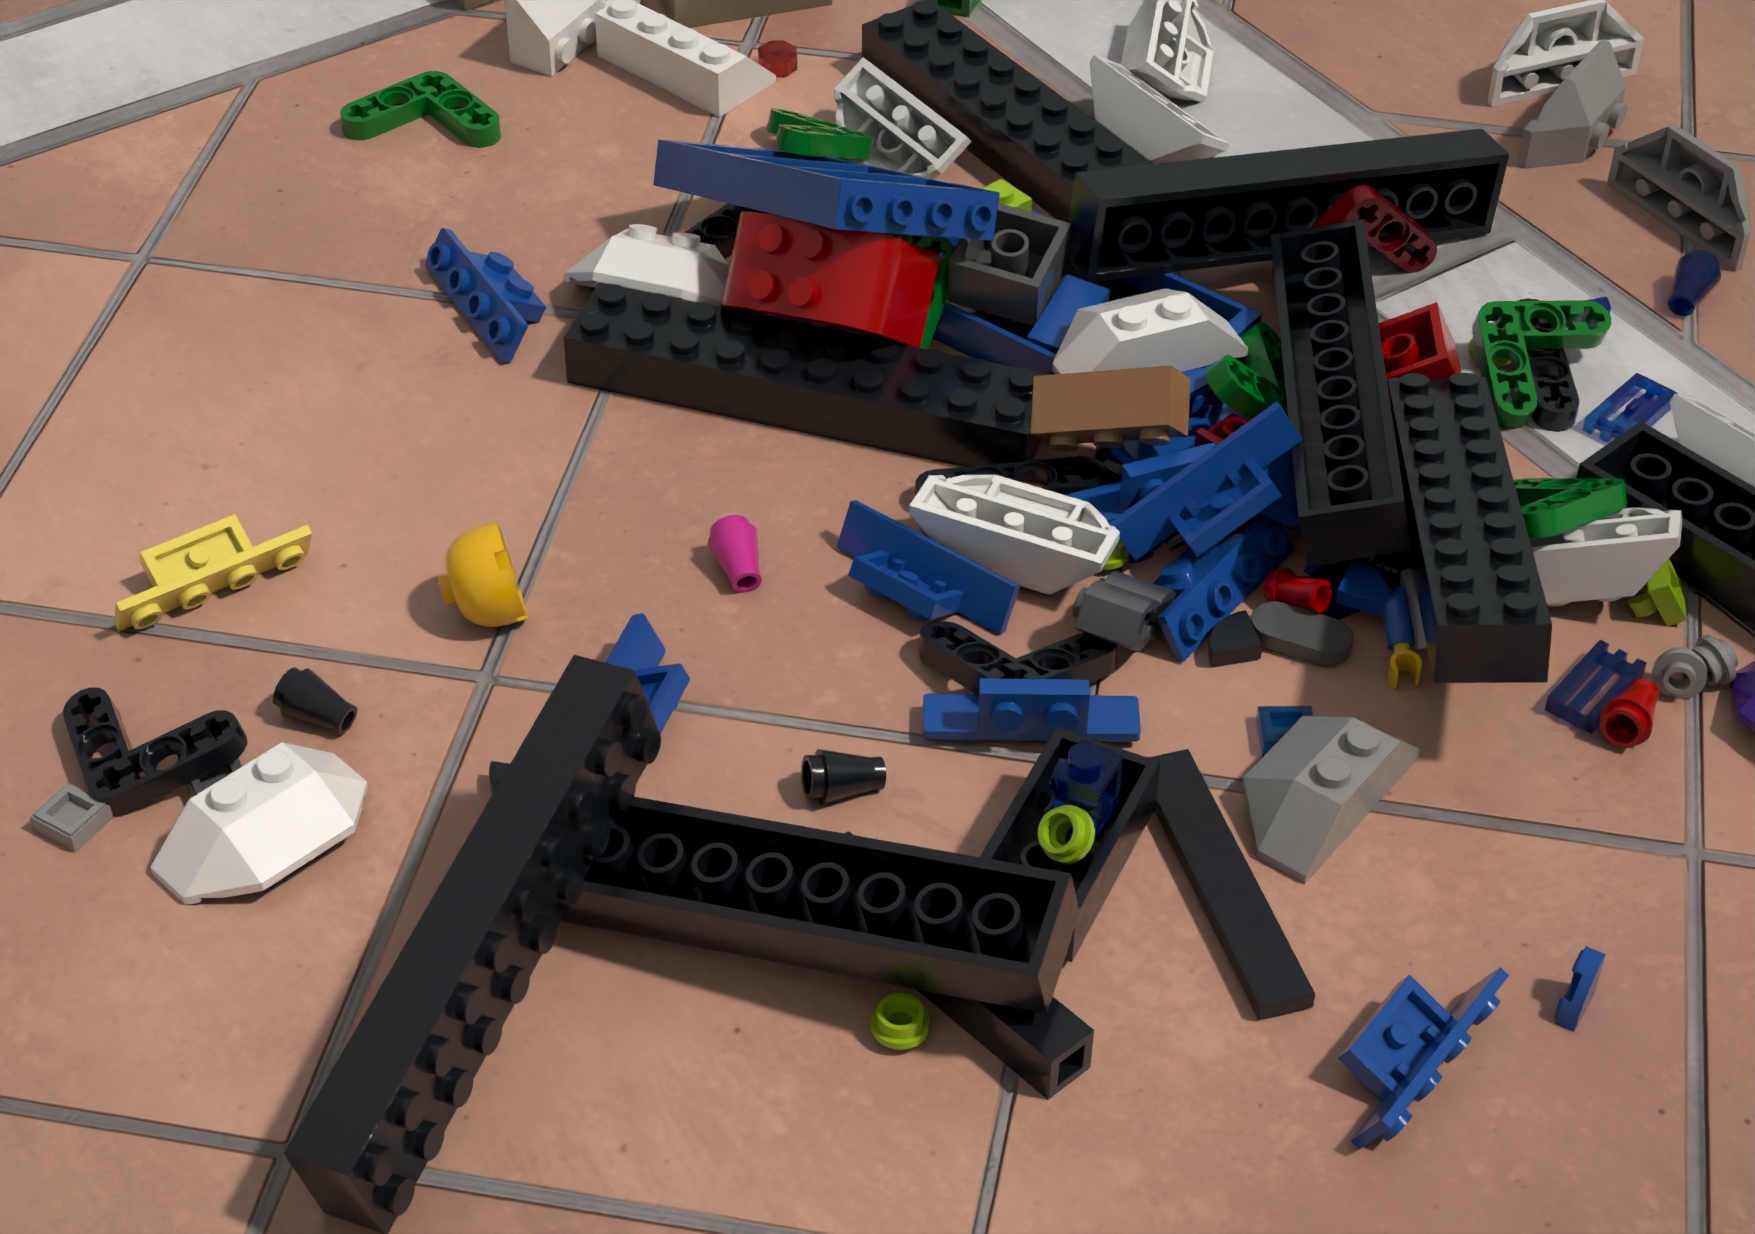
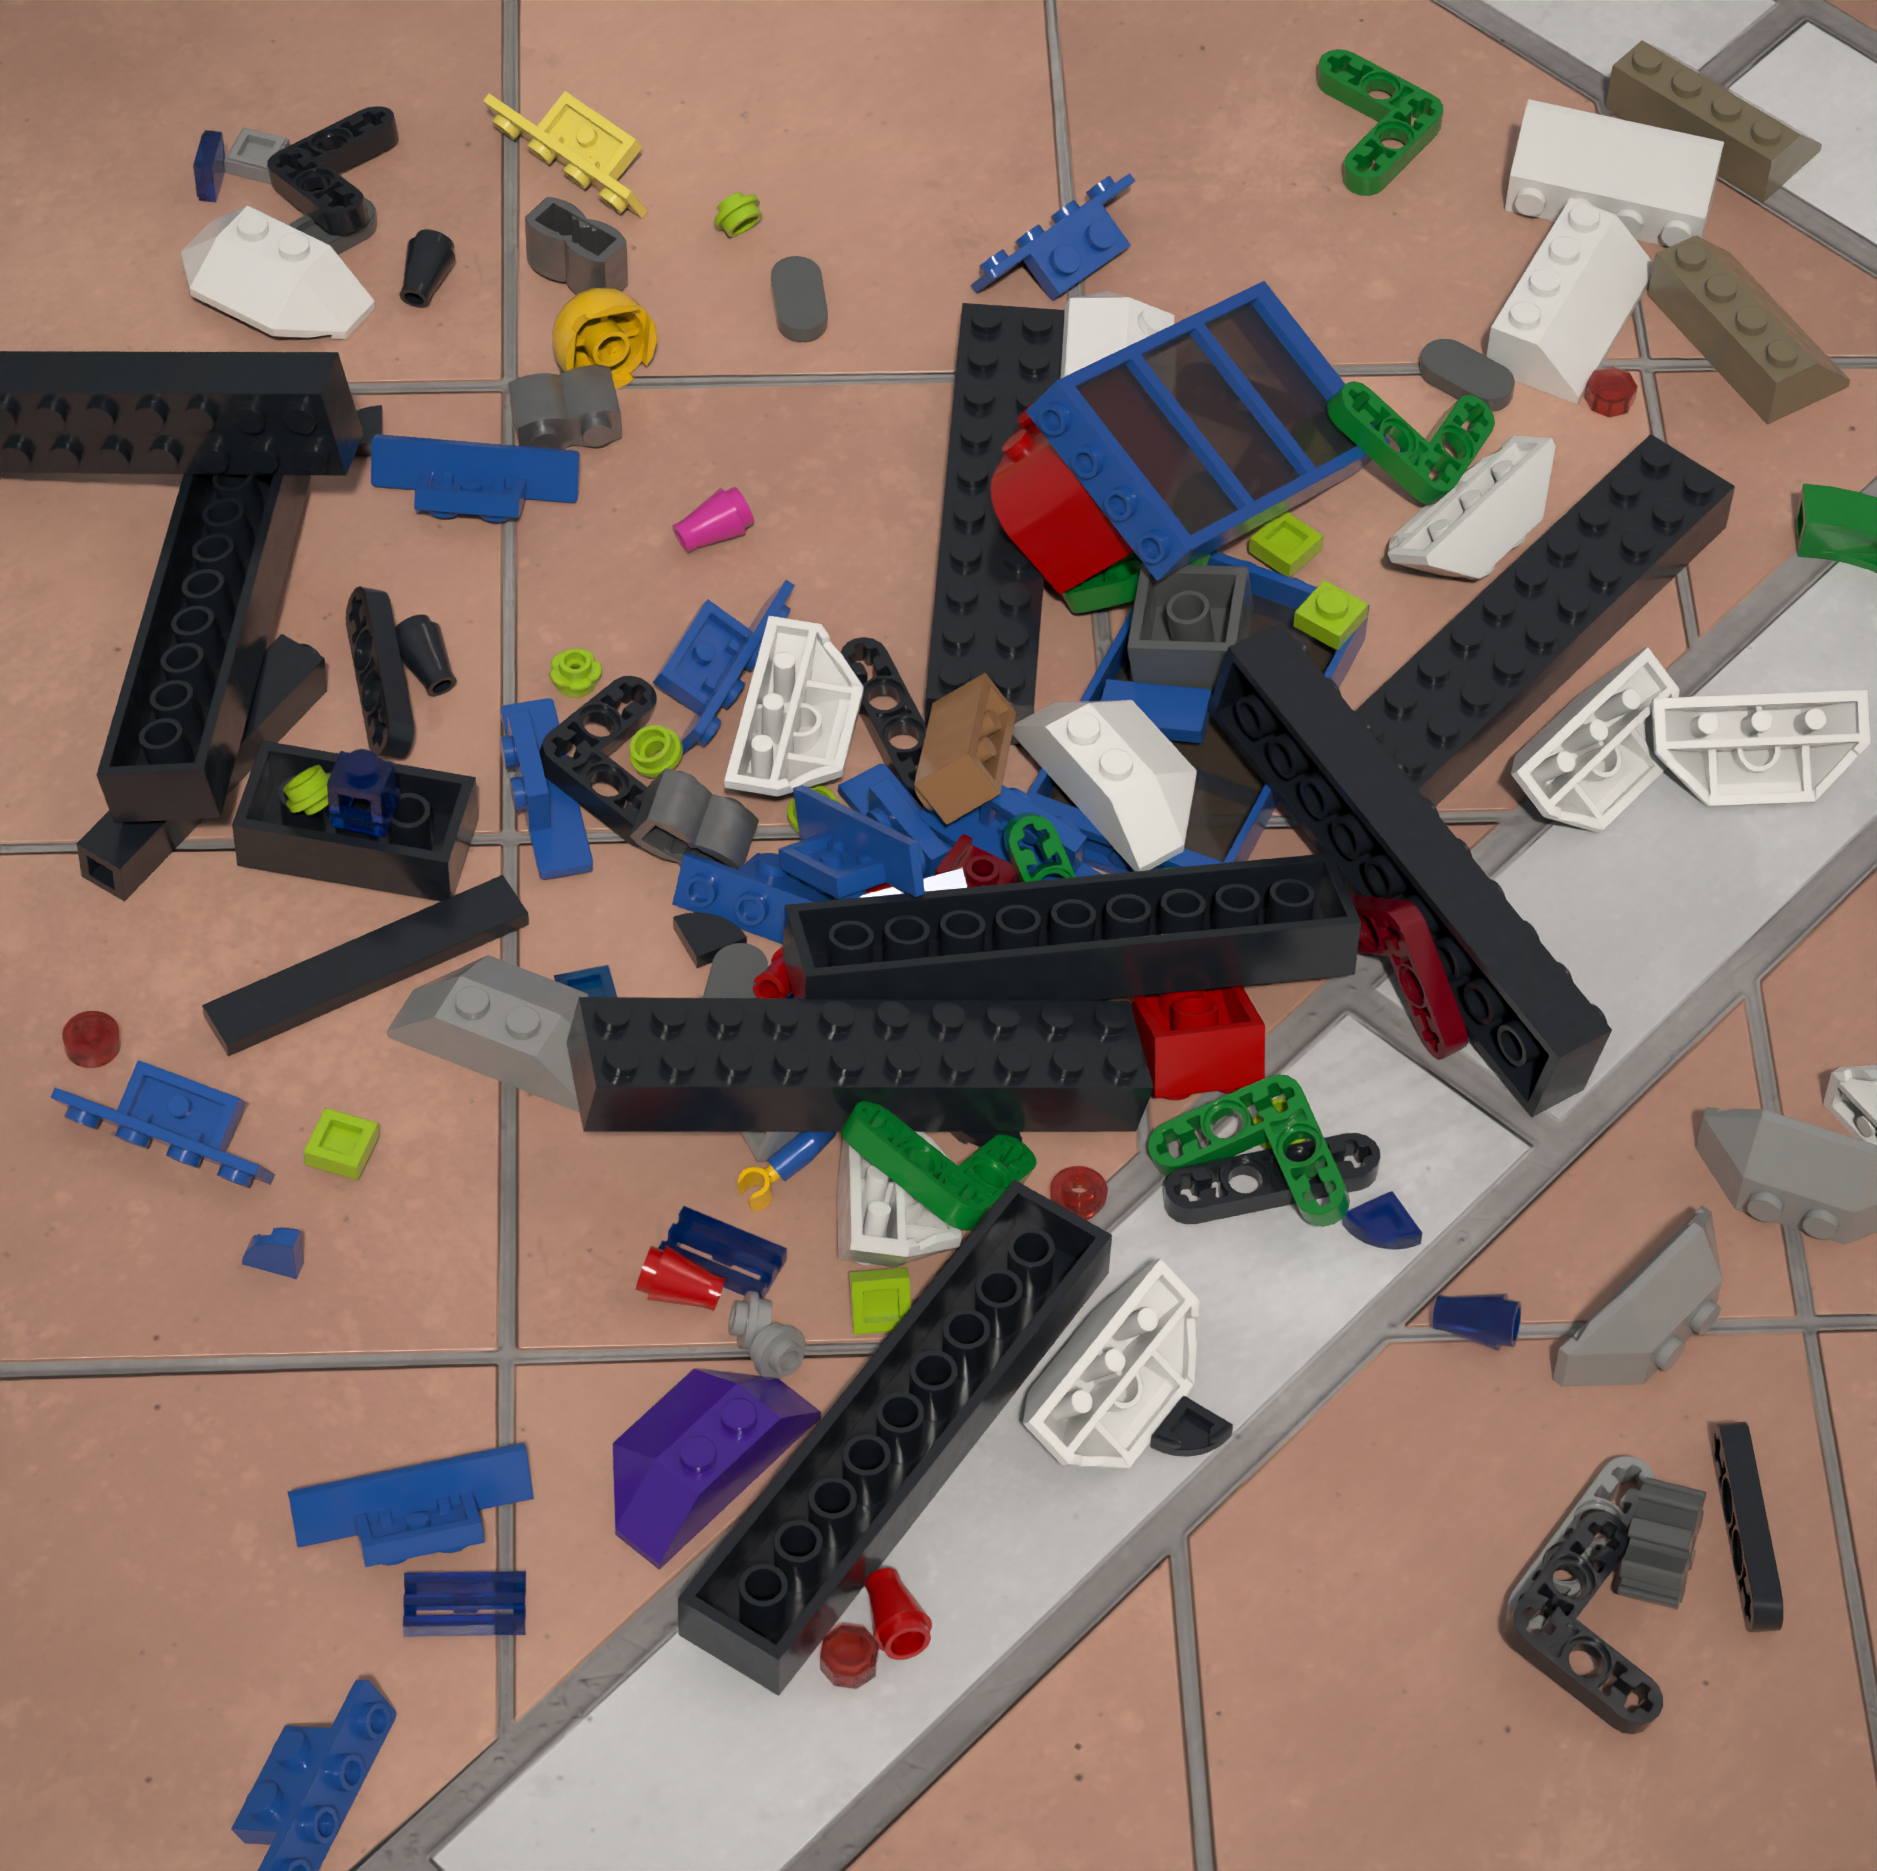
camera: 75 degrees right, 10 degrees up
(81, 845) = (209, 166): none -> clear blue tile
(353, 476) = (738, 214): none -> lime plate
(360, 579) = (574, 248): none -> flat silver brick
(472, 462) = (799, 299): none -> dark grey tile
(559, 625) = (566, 408): none -> flat silver brick
(730, 120) = (1466, 372): none -> dark grey tile
(859, 799) = (379, 673): none -> black beam
(890, 678) = (575, 672): none -> lime plate
(1011, 622) = (650, 741): none -> lime plate
(1282, 1109) = (91, 1039): none -> clear red tile
(1451, 922) = (341, 1143): none -> lime plate
(1549, 462) = (1082, 1204): none -> clear red plate
(1647, 408) = (1210, 1279): clear blue tile -> none

